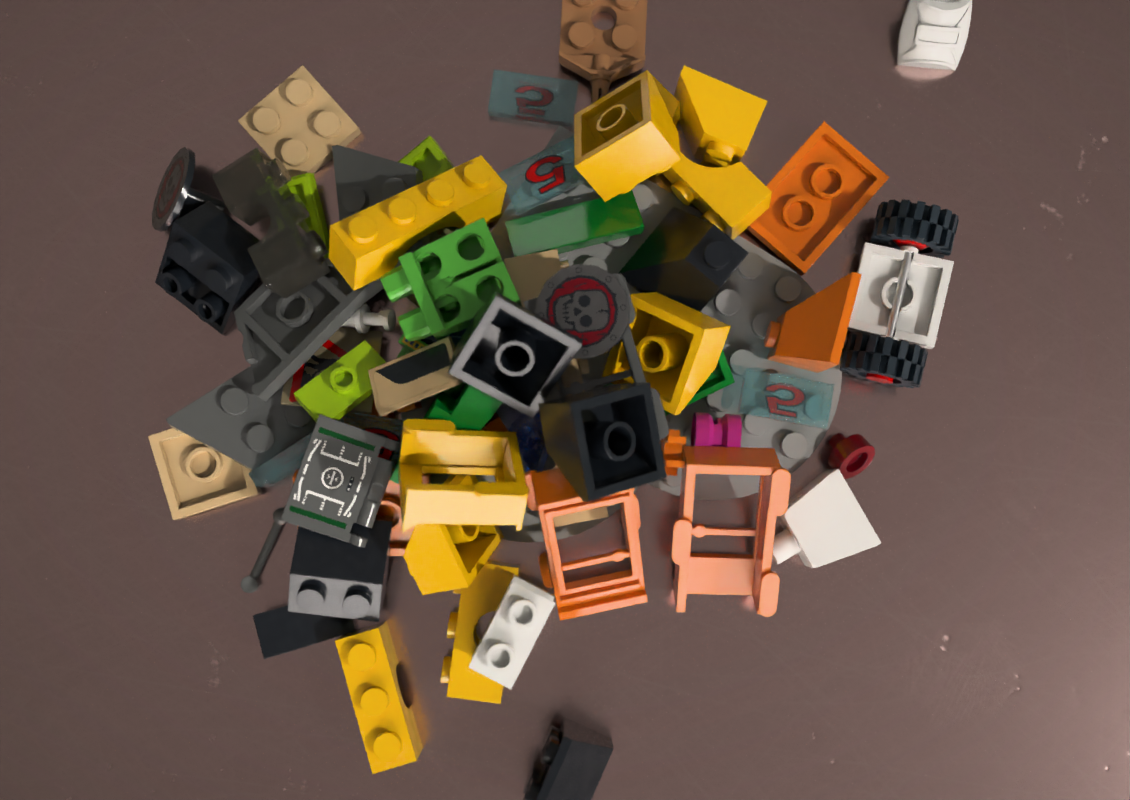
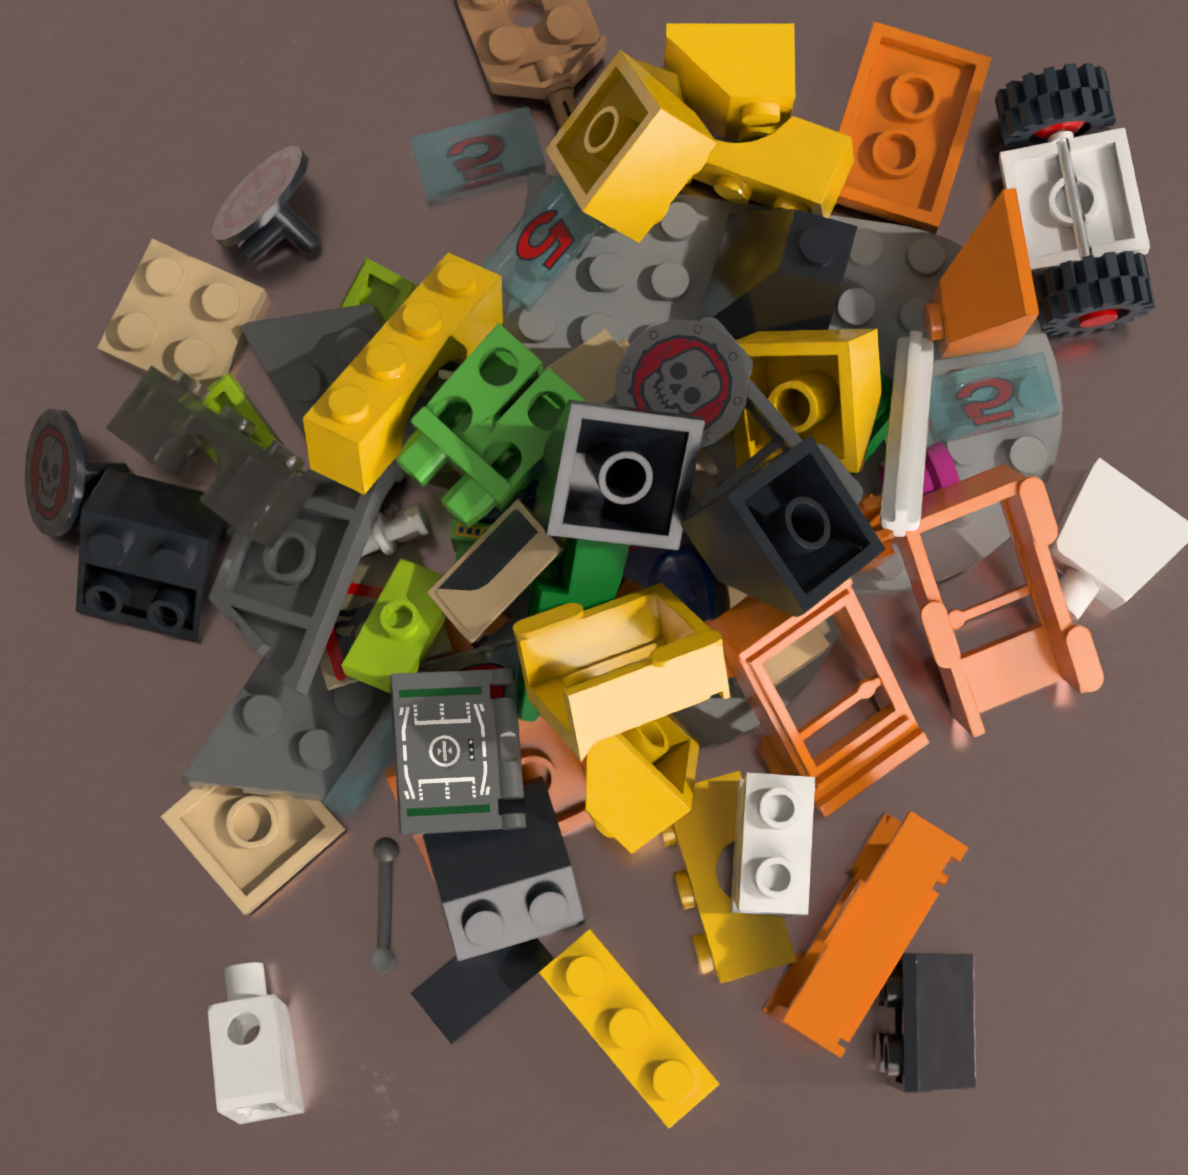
camera: 20 degrees left, 5 degrees down
(137, 622) = (257, 1077): none -> white torso
(376, 77) = (258, 208): none -> shield
(548, 708) = (865, 931): none -> orange piece
(576, 226) = (613, 291): green slope -> none
(718, 404) = (907, 435): none -> white axle
(850, 454) = (1106, 434): dark red tile -> none

